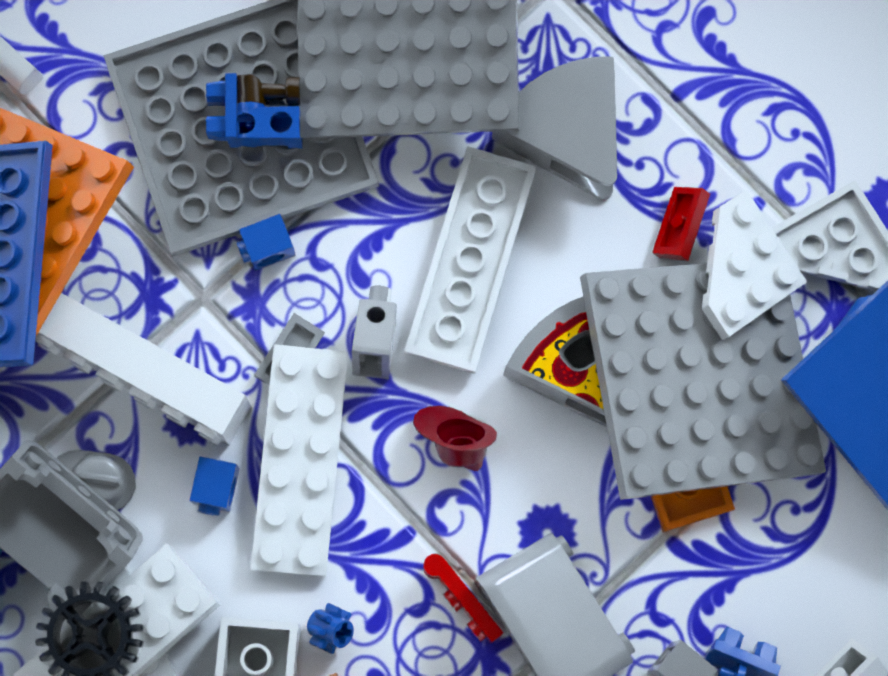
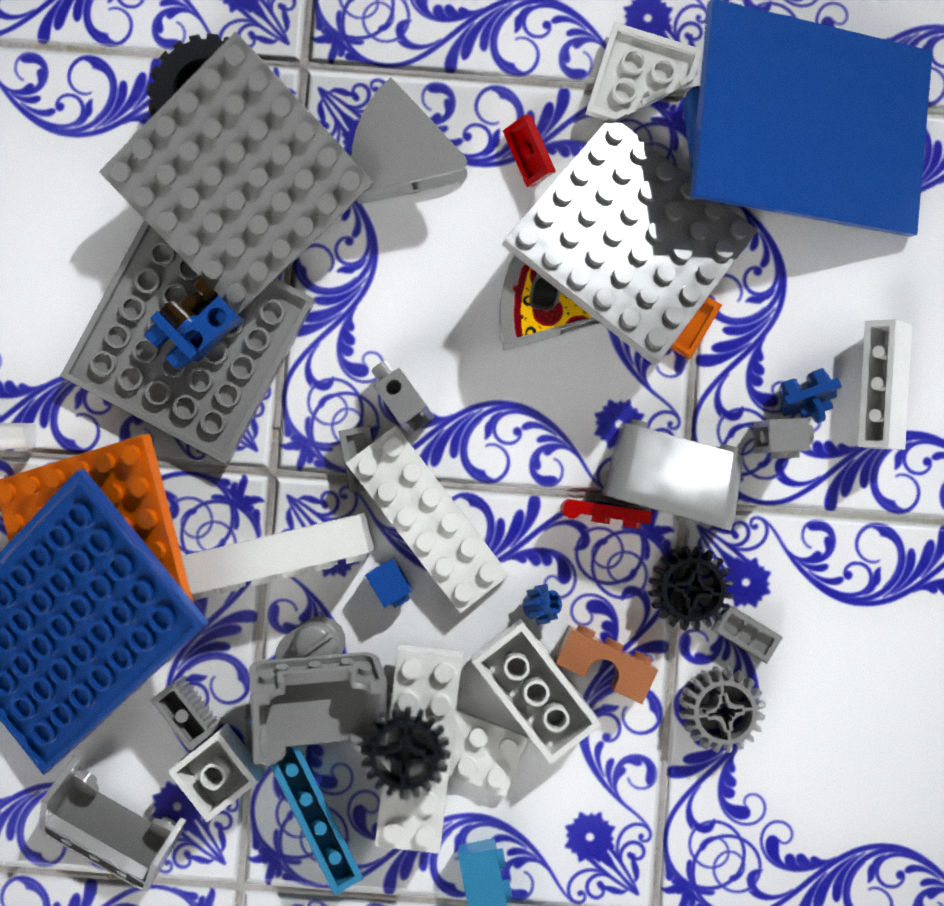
camera: 40 degrees left, 10 degrees up
(265, 242) = (278, 402): blue brick -> none
(457, 436) = (510, 415): dark red piece -> none
(470, 260) = (417, 294): white plate -> none
(745, 267) = (598, 142): white plate -> none

